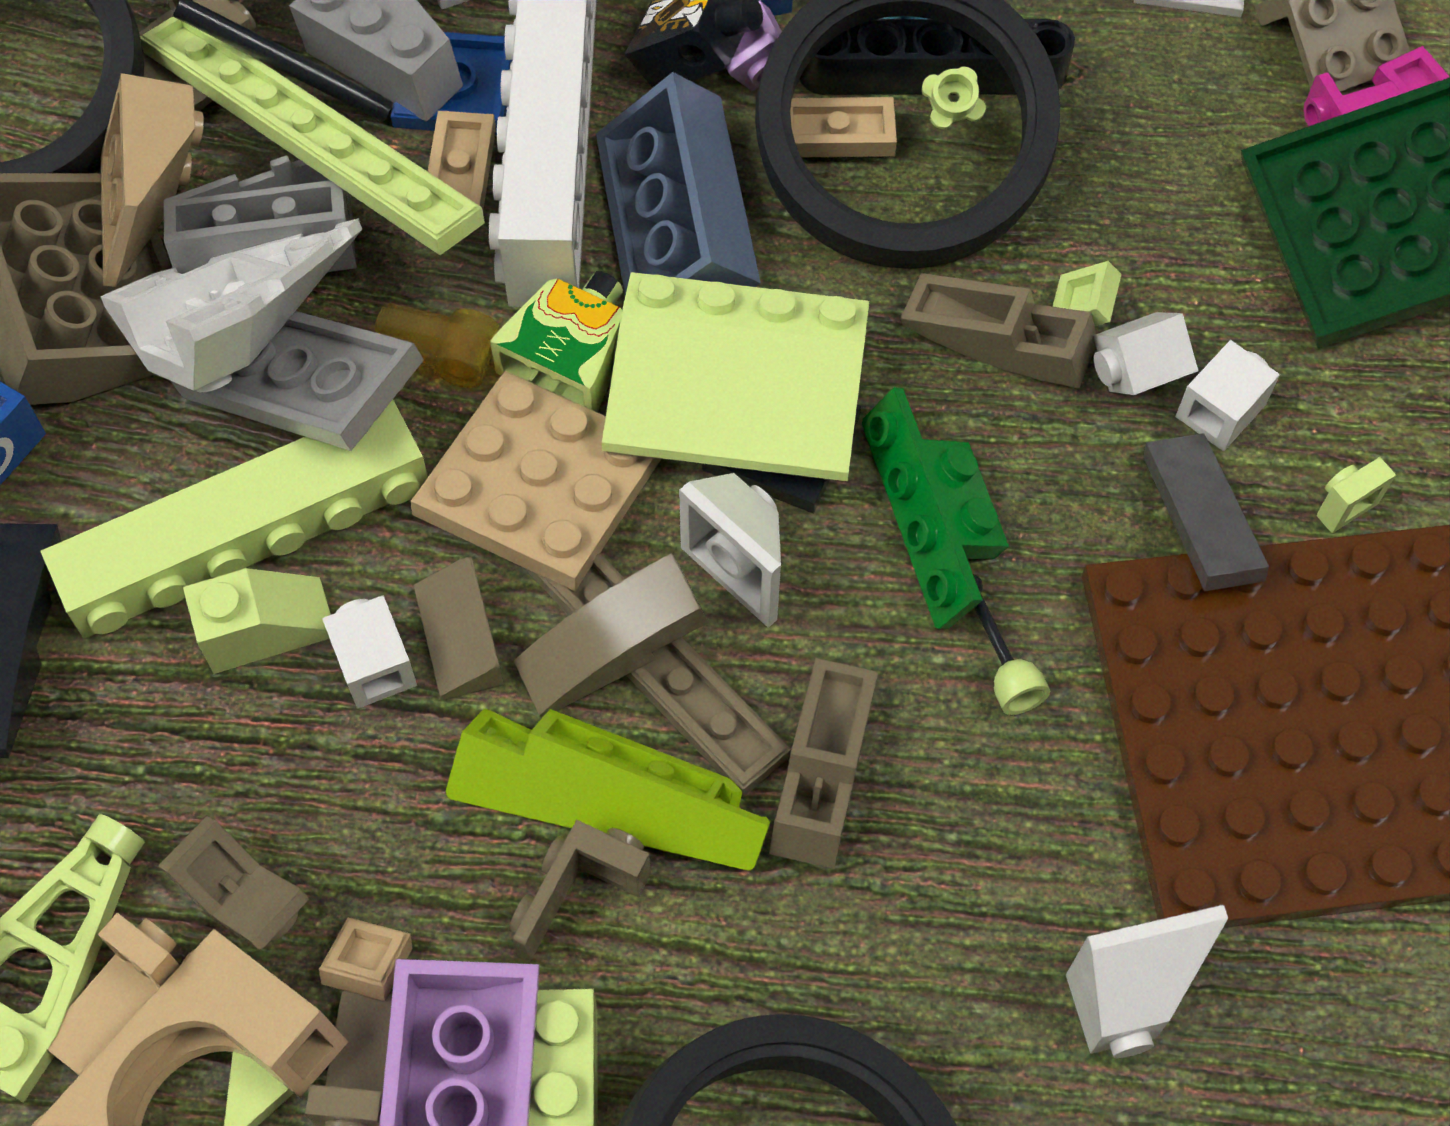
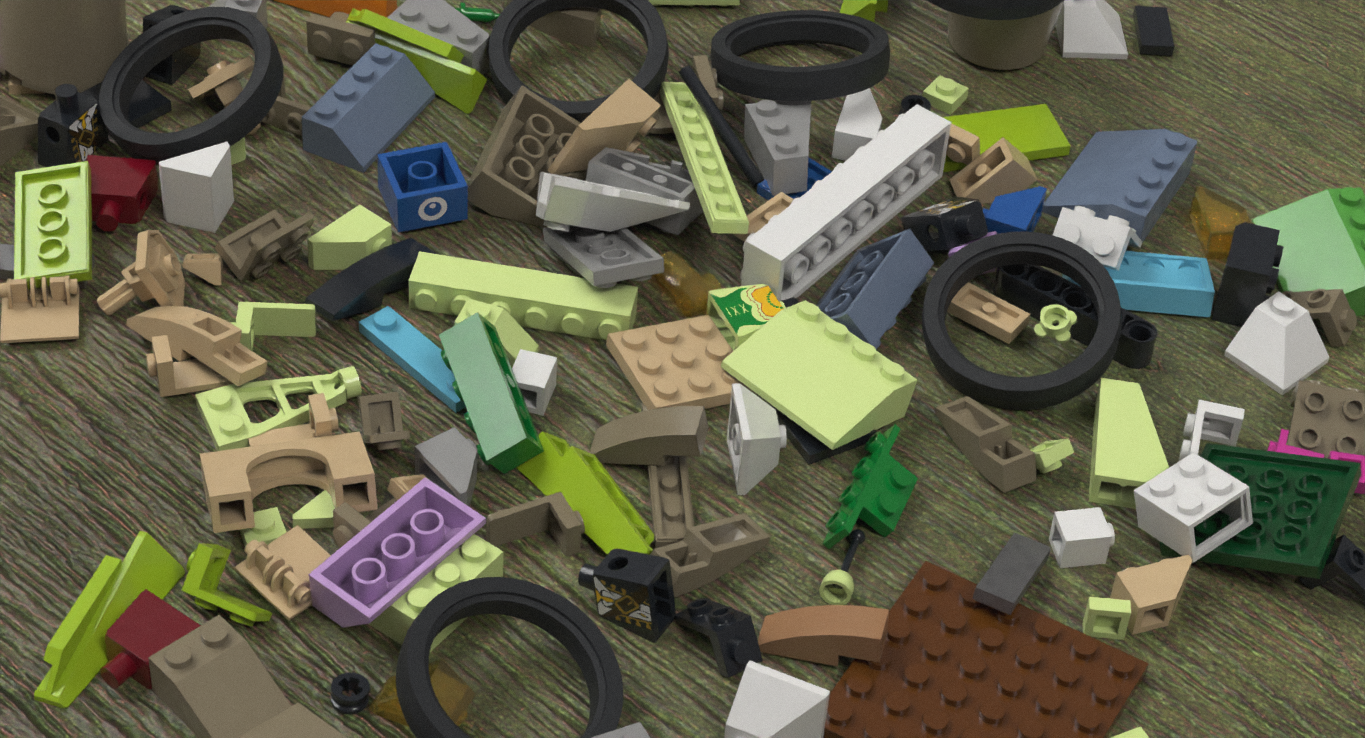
camera: 35 degrees right, 20 degrees down
(177, 717) = (412, 353): none -> medium azure plate
(344, 727) = (490, 394): none -> brick
(382, 882) = (449, 463): none -> light grey slope
(457, 630) = (584, 402): dark tan slope -> none
(815, 902) = (632, 591): none -> black torso
(947, 870) = (729, 632): none -> black bracket
(1077, 779) = (826, 633): none -> medium nougat slope
(1144, 353) = (1048, 489): white brick -> none
(1163, 223) = (1123, 444): none -> yellowish green slope
(1212, 135) = (1211, 423): none -> white bracket
(1338, 265) = (1186, 496): none -> white piece
(1374, 417) = (1152, 591): none -> tan slope

